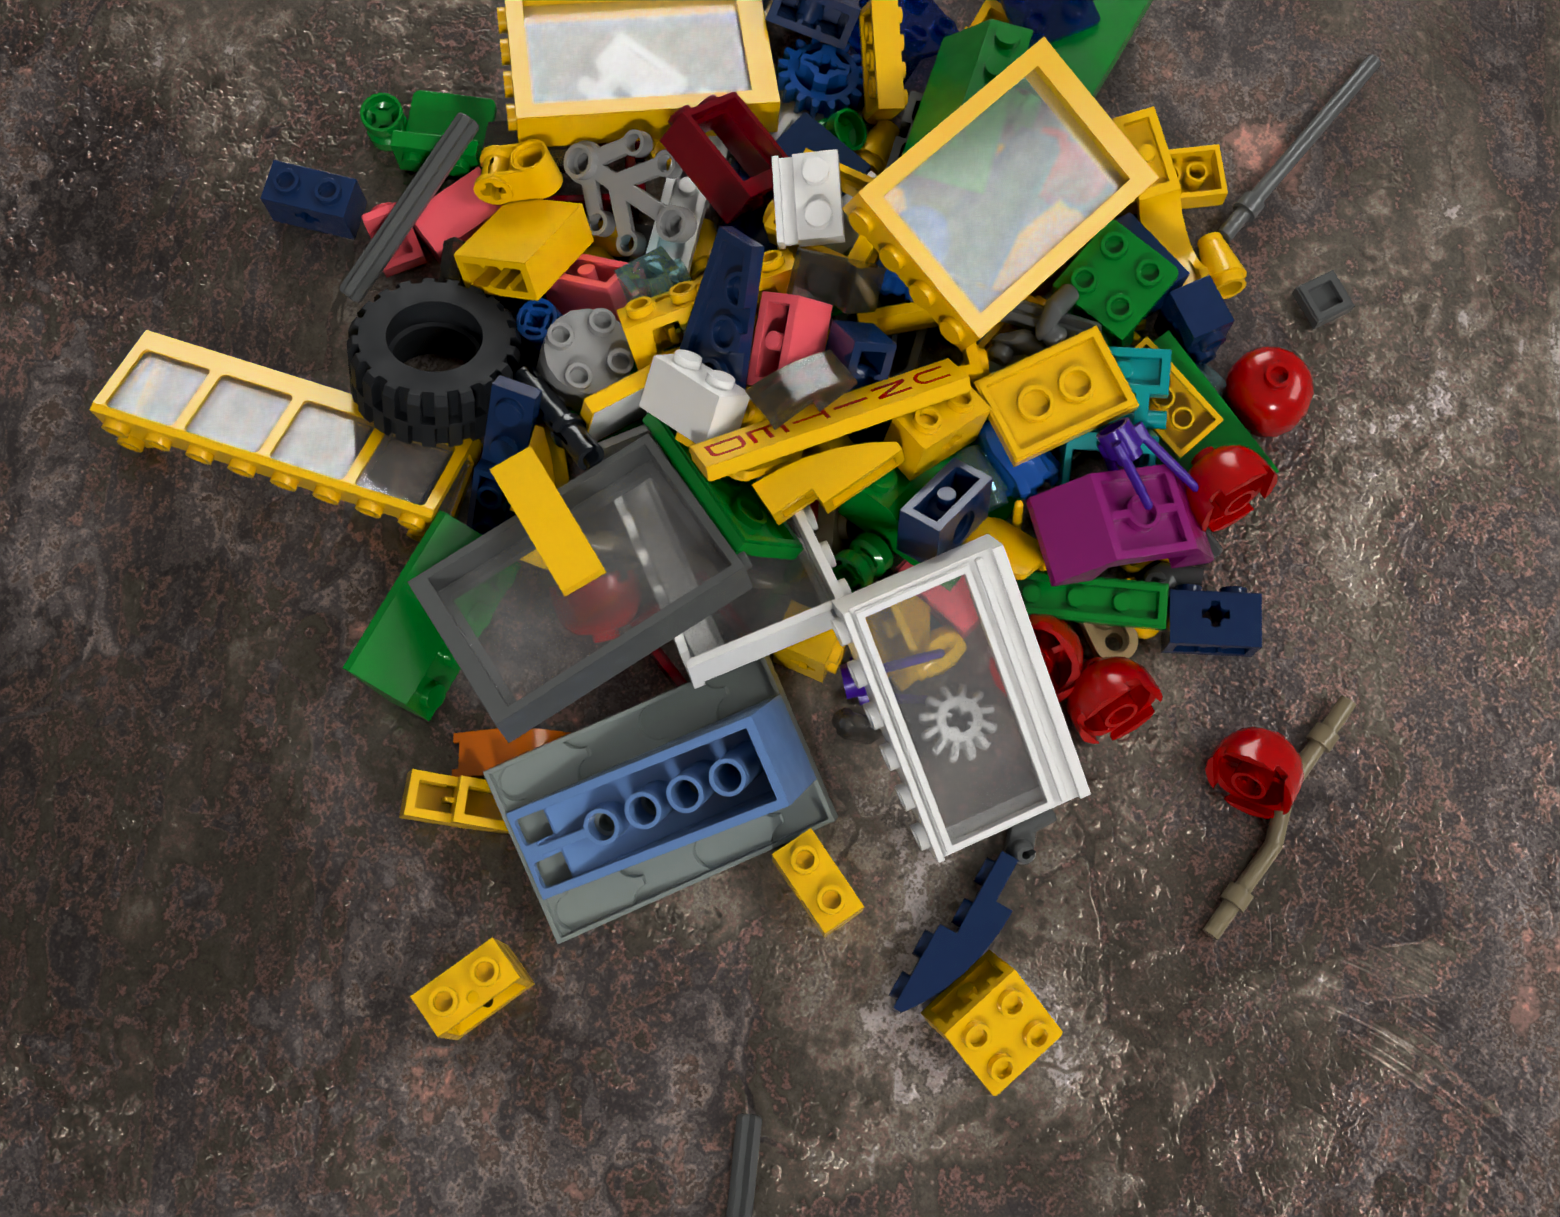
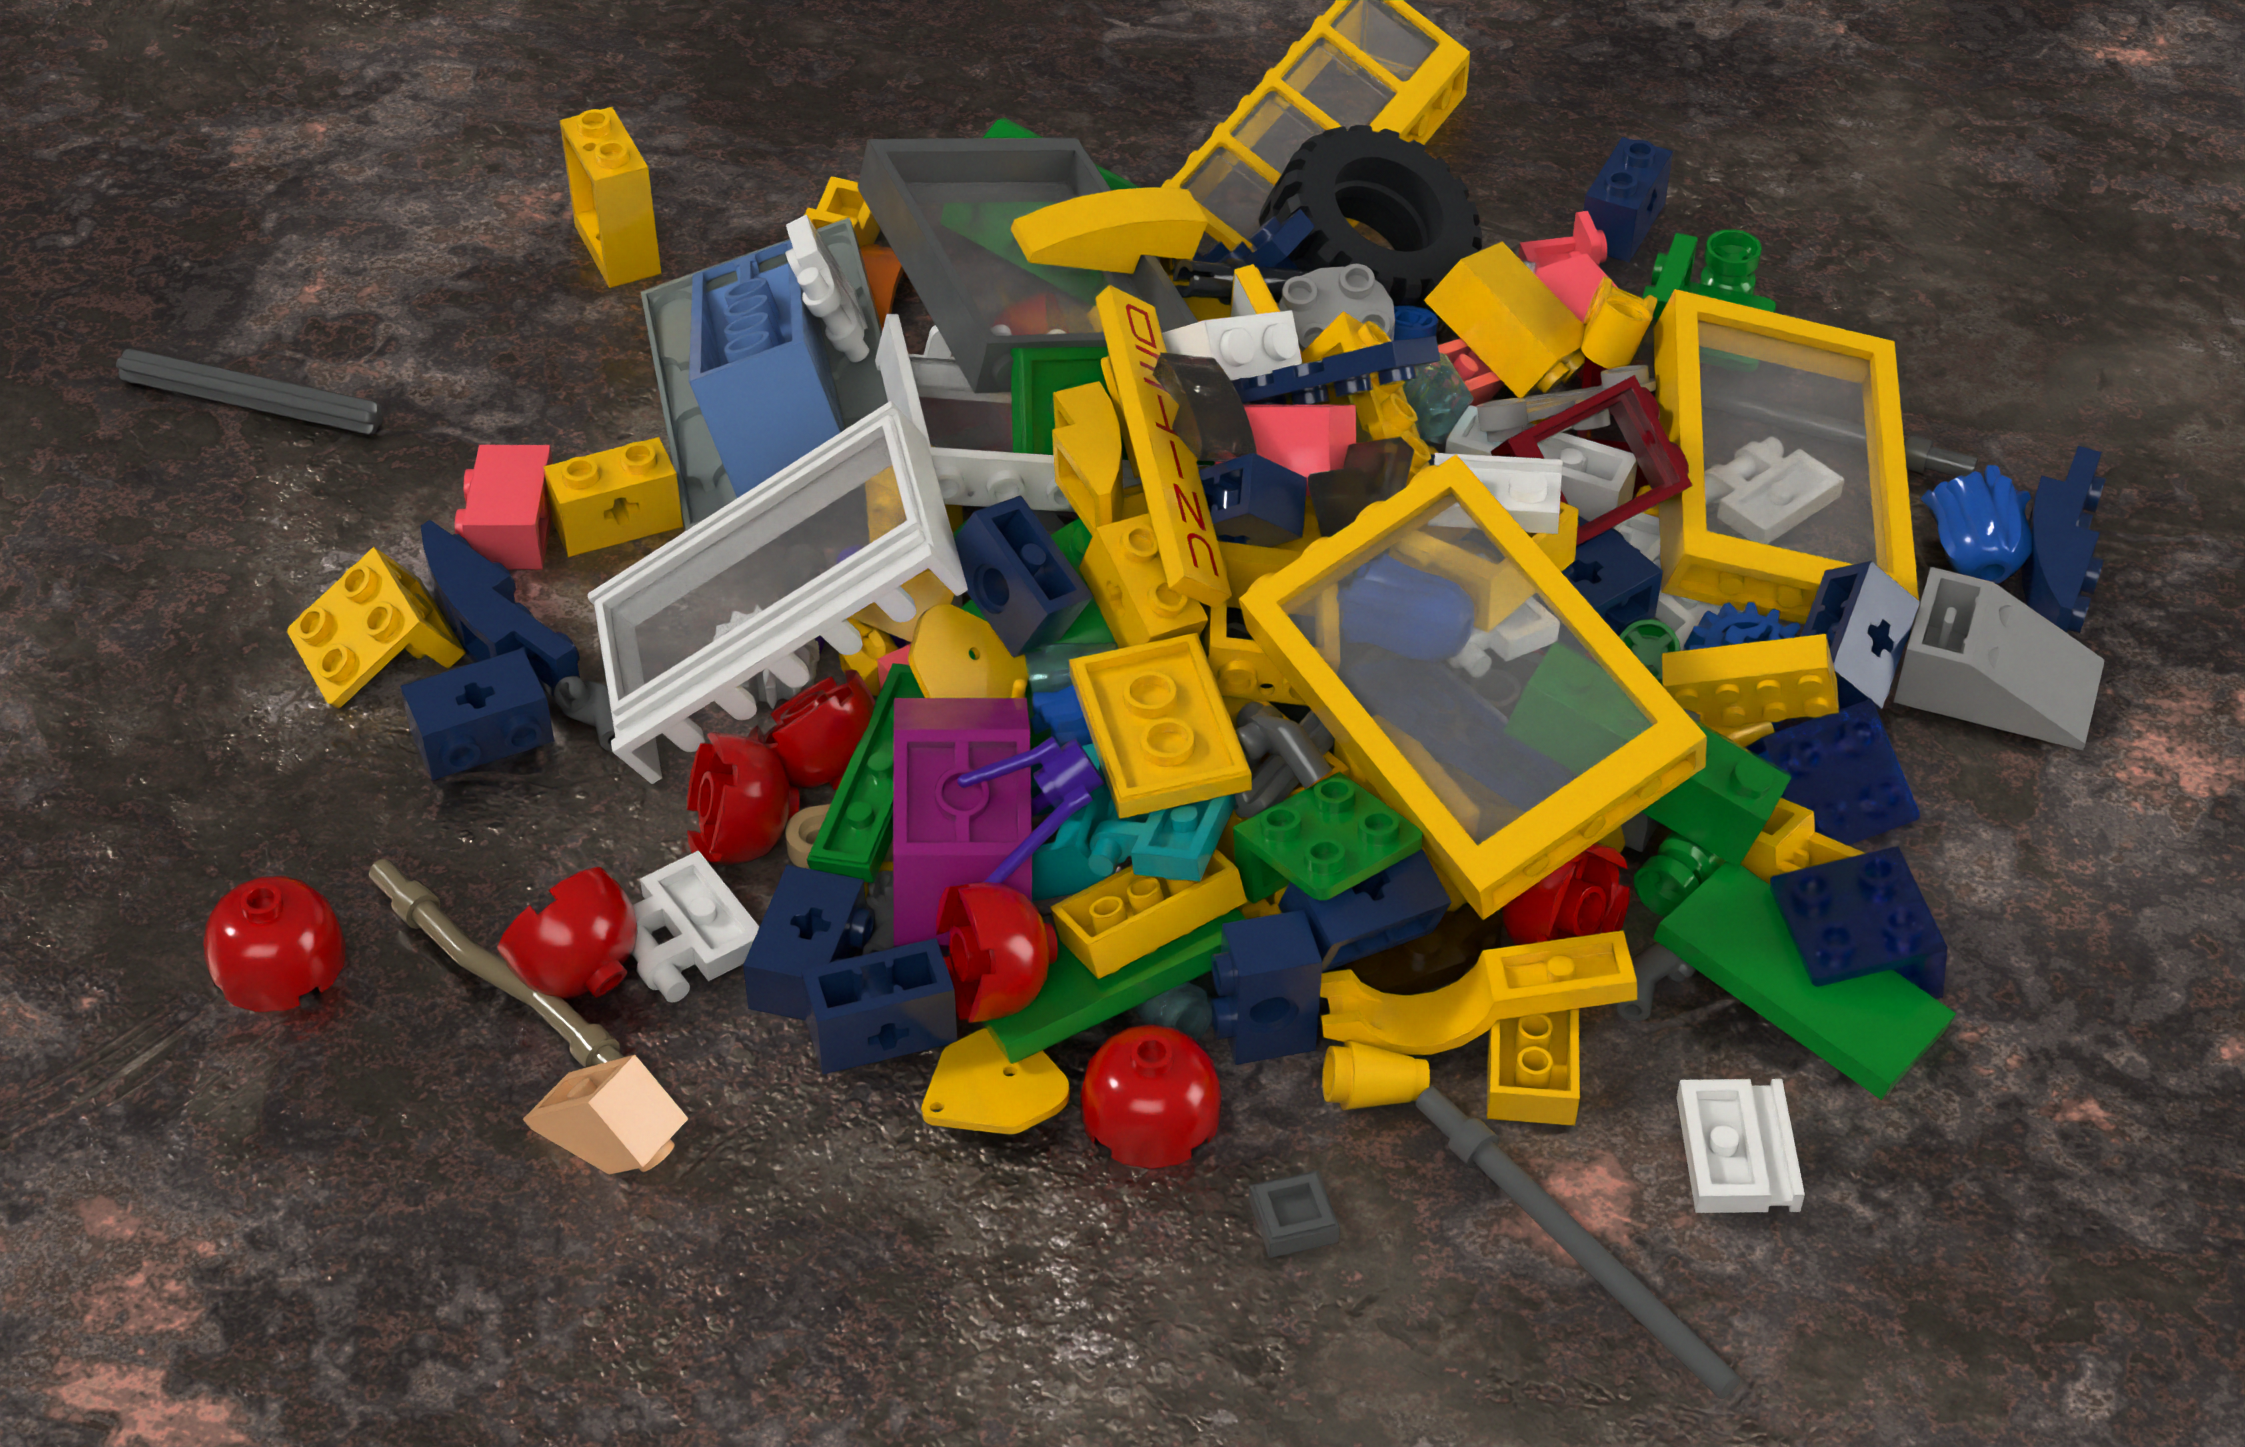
camera: 100 degrees right, 30 degrees down
(409, 207) = (1591, 242): dark grey axle -> none
(615, 746) = (827, 289): none -> white plate
(841, 964) = (507, 505): none -> coral brick
(1065, 937) = (477, 713): none -> dark blue brick
(1202, 698) = (701, 915): none -> white plate
(1214, 63) = (1739, 1146): none -> white plate
(1263, 556) = (879, 1006): none -> dark blue brick
(1297, 486) = (979, 1096): none -> yellow piece
(1298, 980) = (273, 943): none -> red cylinder
(1382, 710) = (610, 1116): none -> light nougat slope

